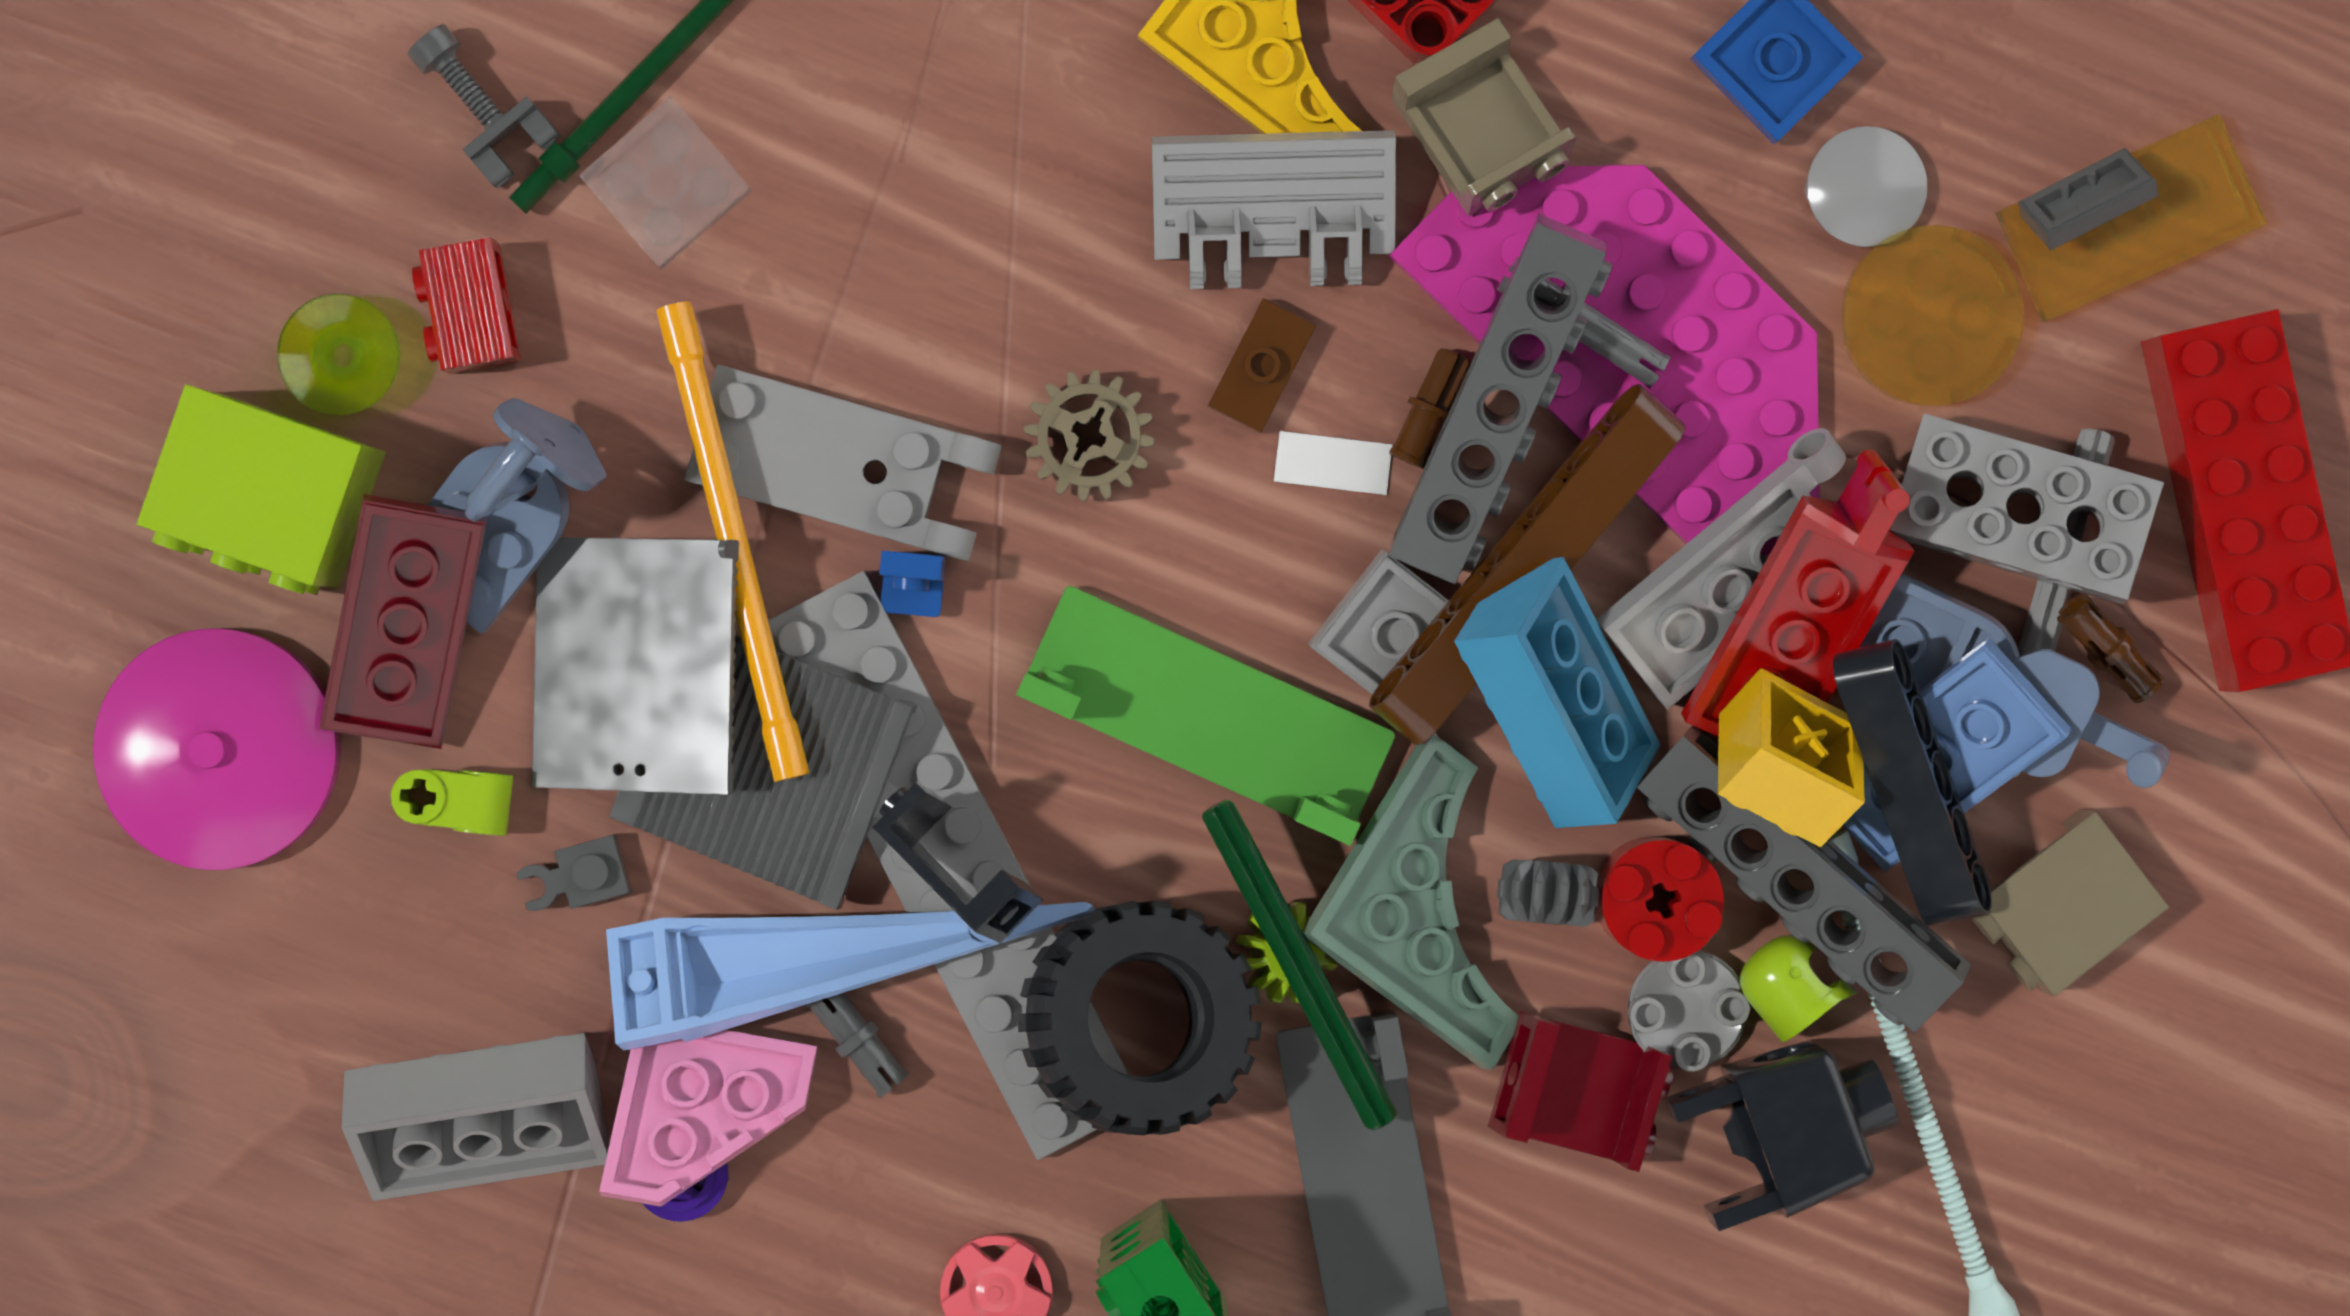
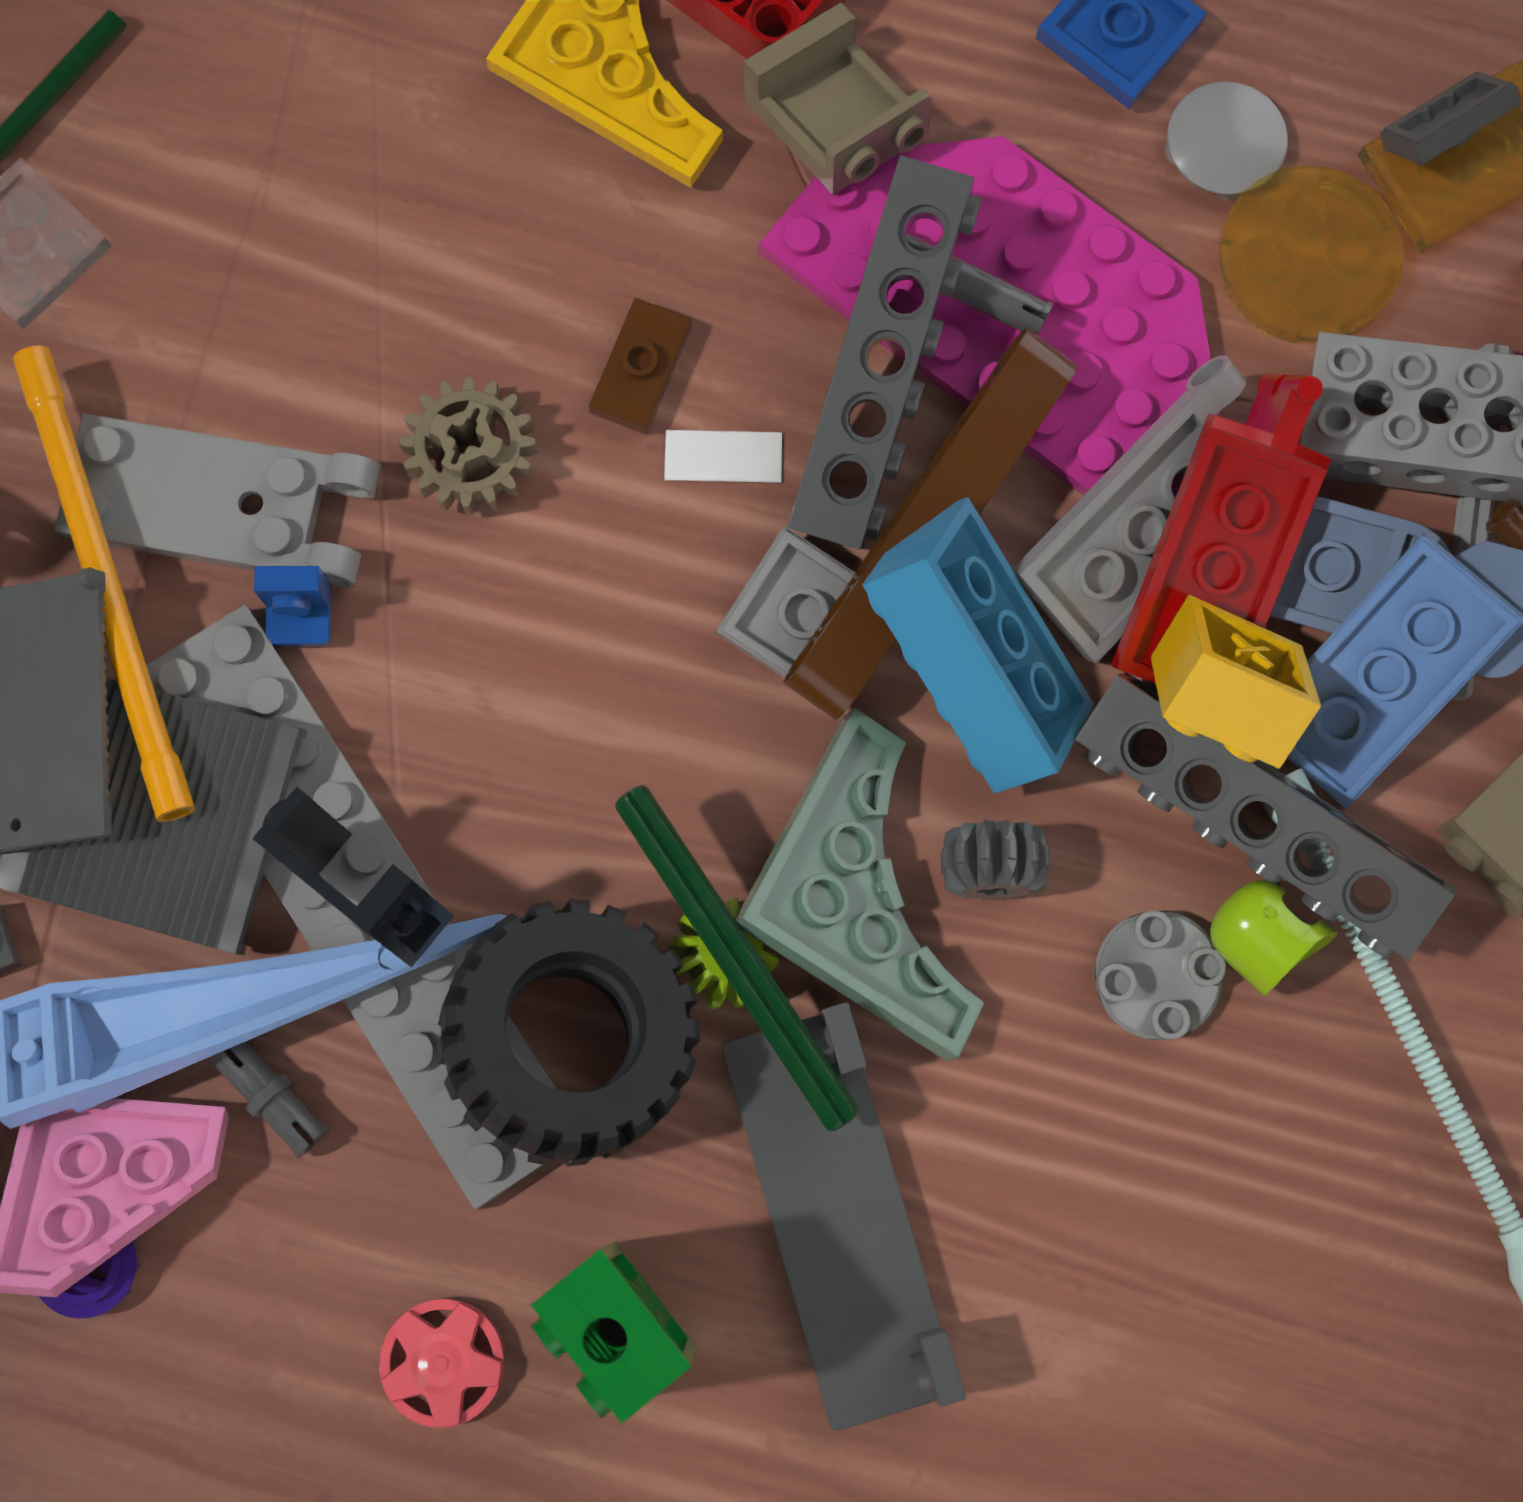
camera: 10 degrees left, 10 degrees down
(1207, 714) = (615, 715): bright green bracket -> none
(1273, 191) = (635, 190): light grey hinge -> none
(1430, 407) = (812, 390): reddish brown axle -> none
(1581, 1090) = (1056, 1072): dark red panel -> none
(1689, 914) = (1122, 821): red brick -> none
(1796, 1124) = (1294, 1084): black piece -> none
(1912, 782) = (1366, 697): black beam -> none

